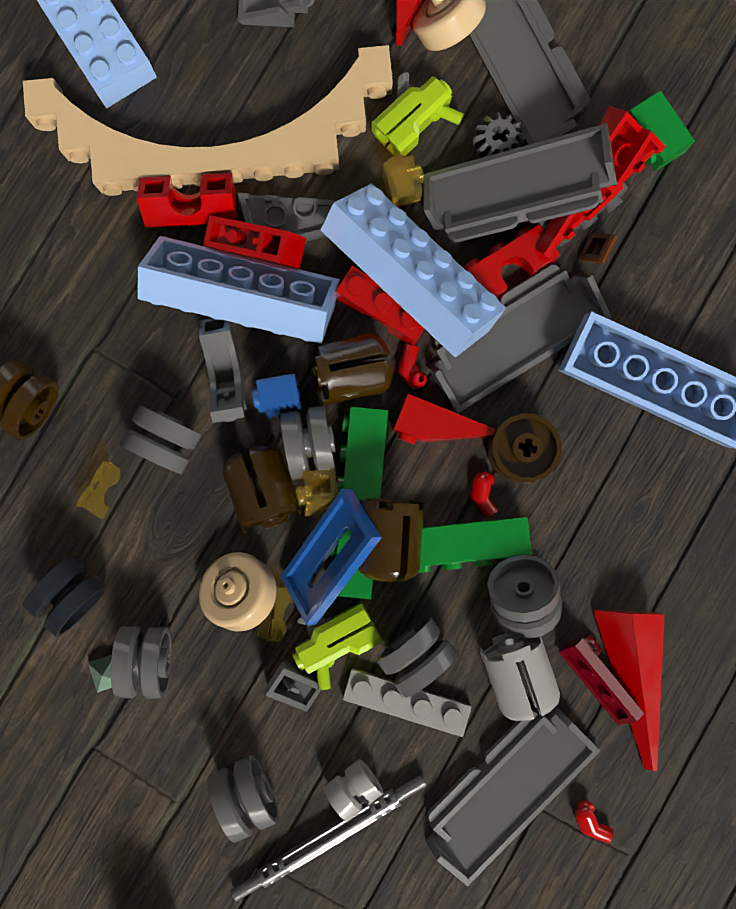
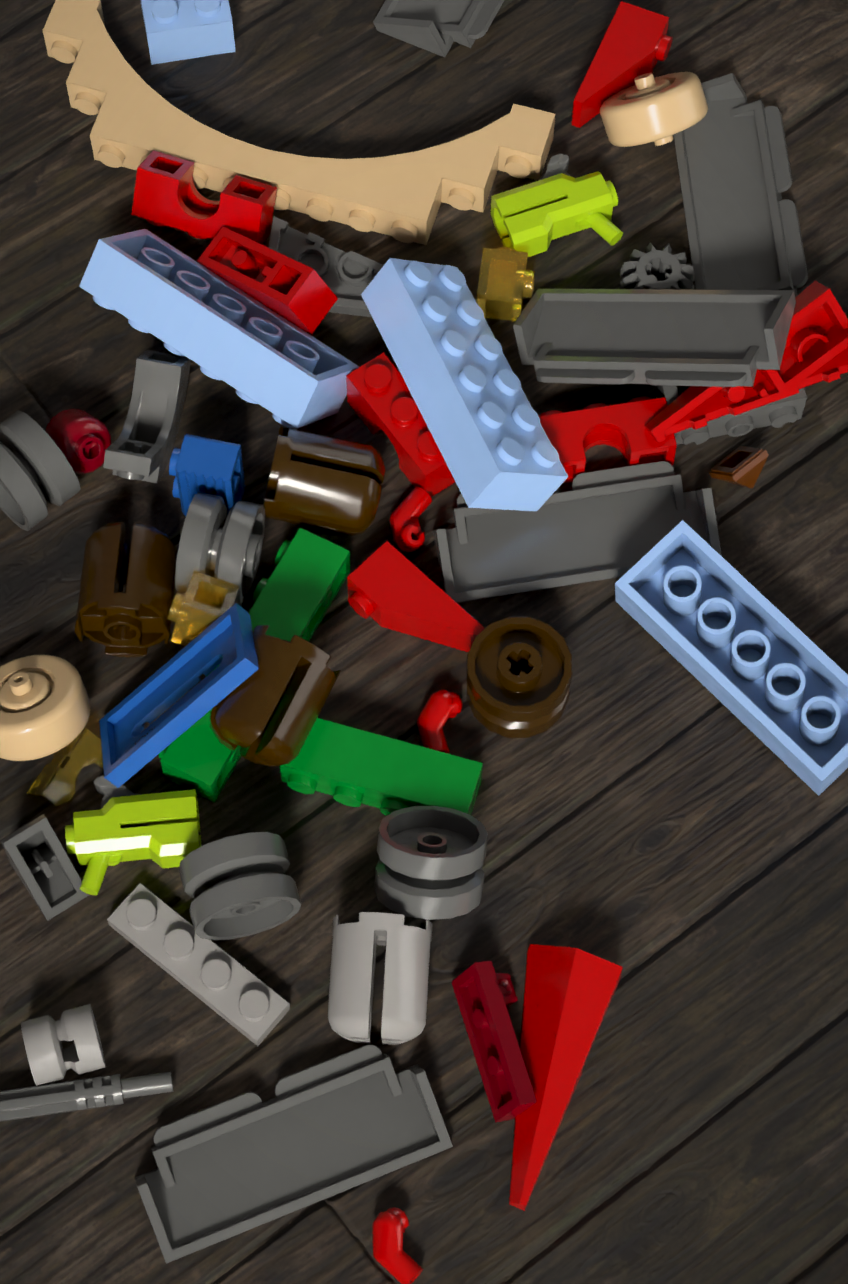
camera: 20 degrees right, 20 degrees down
(184, 401) = (80, 439): none -> dark red head

